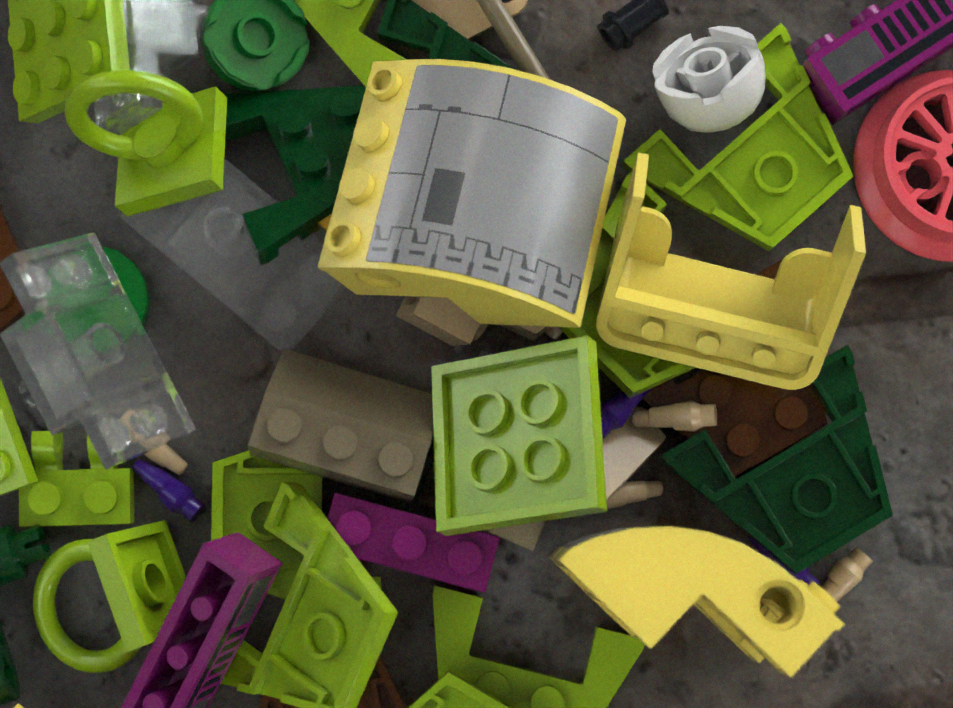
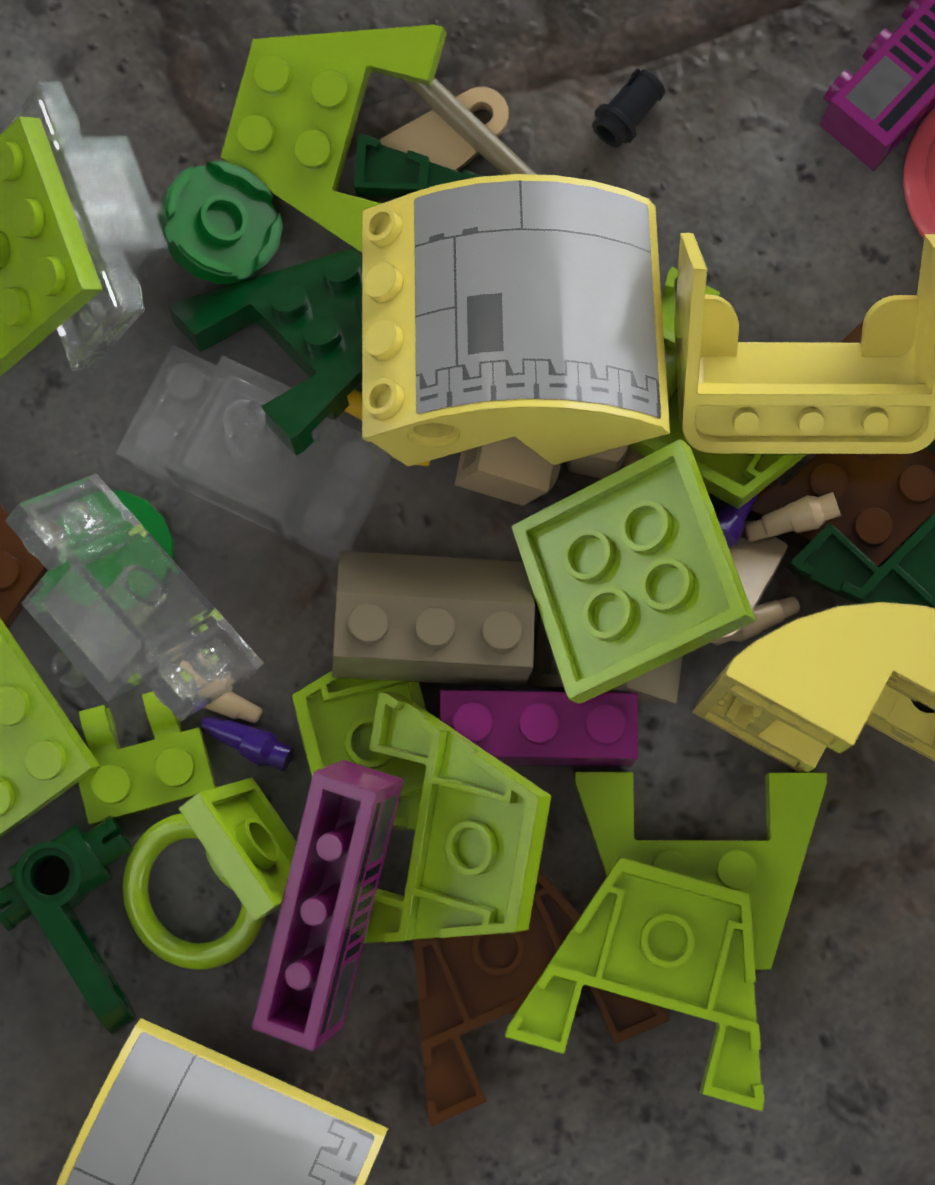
camera: 15 degrees left, 5 degrees down
(168, 154) = (159, 365): lime tile -> none
(711, 80) = (734, 149): white cylinder -> none
(768, 173) = (824, 230): lime wing -> none

